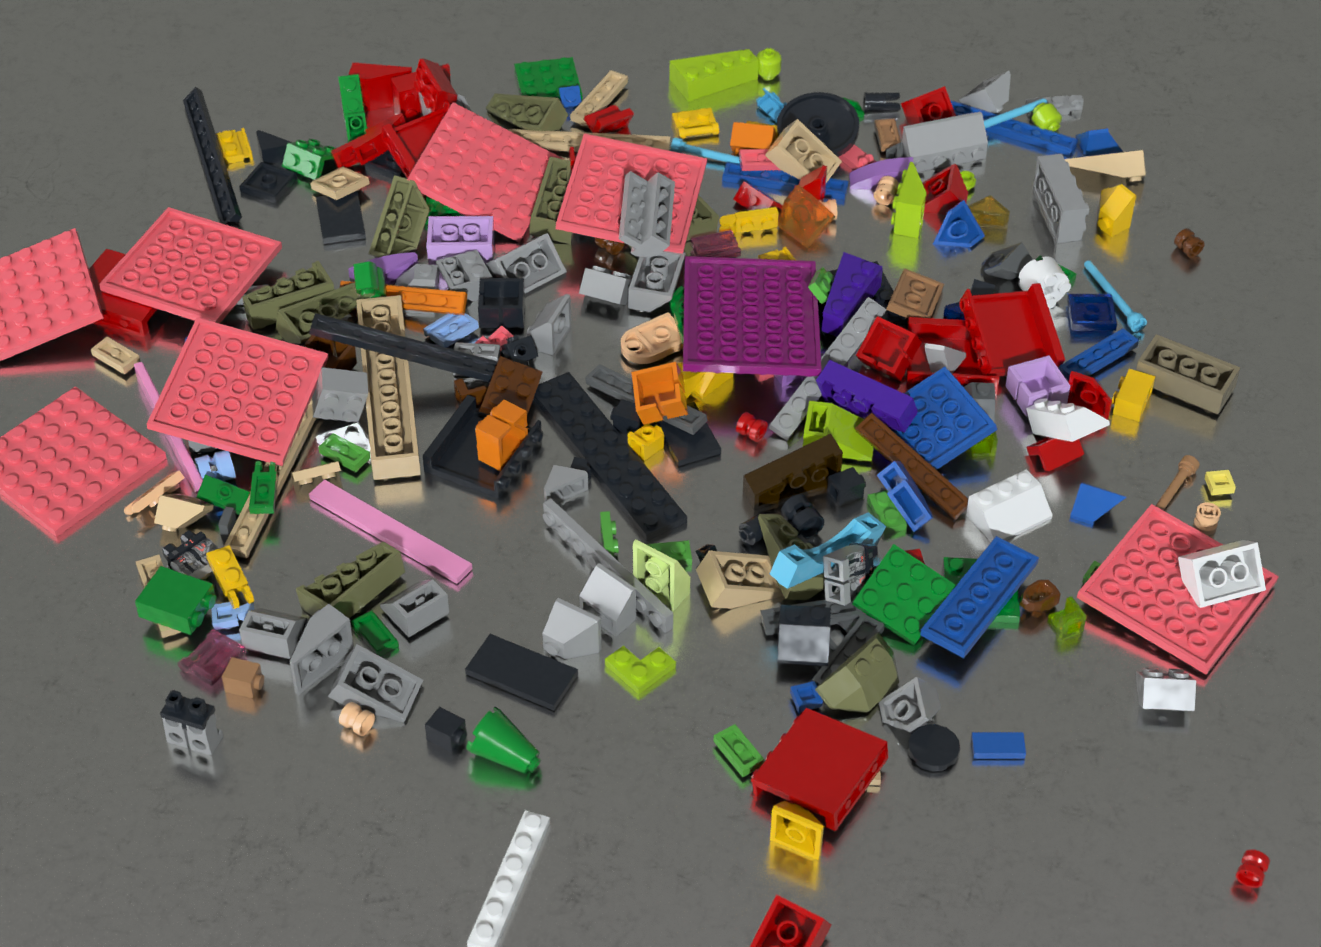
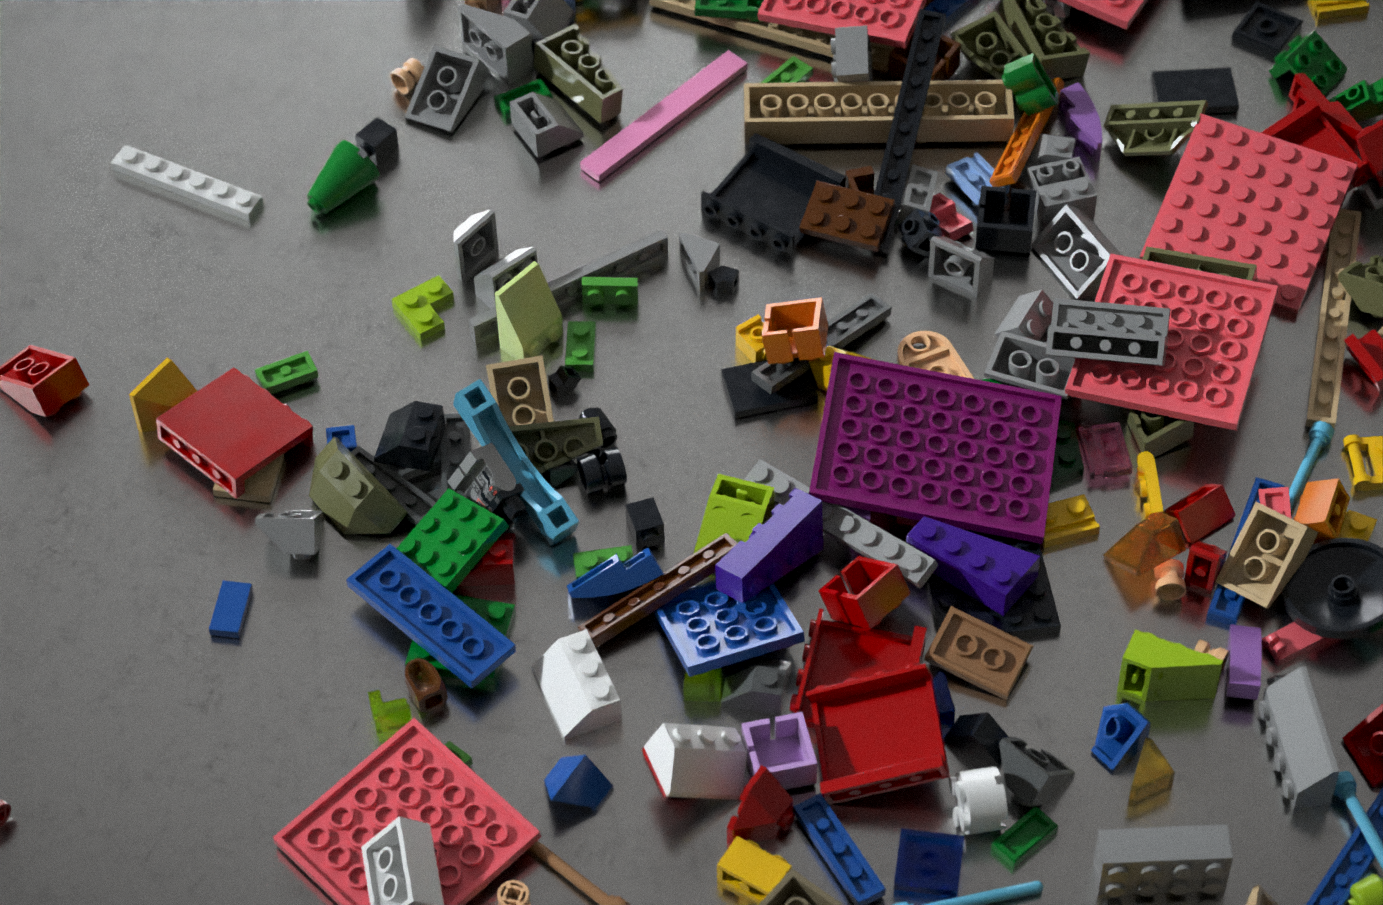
camera: 100 degrees right, 5 degrees up
(271, 147) = (1326, 22): black slope -> none
(305, 475) = (757, 53): tan plate -> none
(339, 183) = (1253, 88): tan plate -> none
(458, 235) = (1127, 189): lavender brick -> none
(501, 434) = (765, 191): orange piece -> none
(521, 671) = (441, 208): black tile -> none
(609, 457) = (713, 317): black plate -> none
(752, 427) = (763, 443): red wheel -> none
(794, 474) = (669, 471): dark brown wedge -> none
(821, 284) = (983, 524): bright green plate -> none
(886, 133) = (1342, 684): medium nougat plate -> none
(934, 747) = (244, 549): black tile -> none
(943, 356) = (846, 654): light grey slope -> none
(944, 191) = (1194, 727): red slope -> none
(968, 178) = (1232, 765): lime plate -> none
(1166, 690) = (256, 785): slope -> none

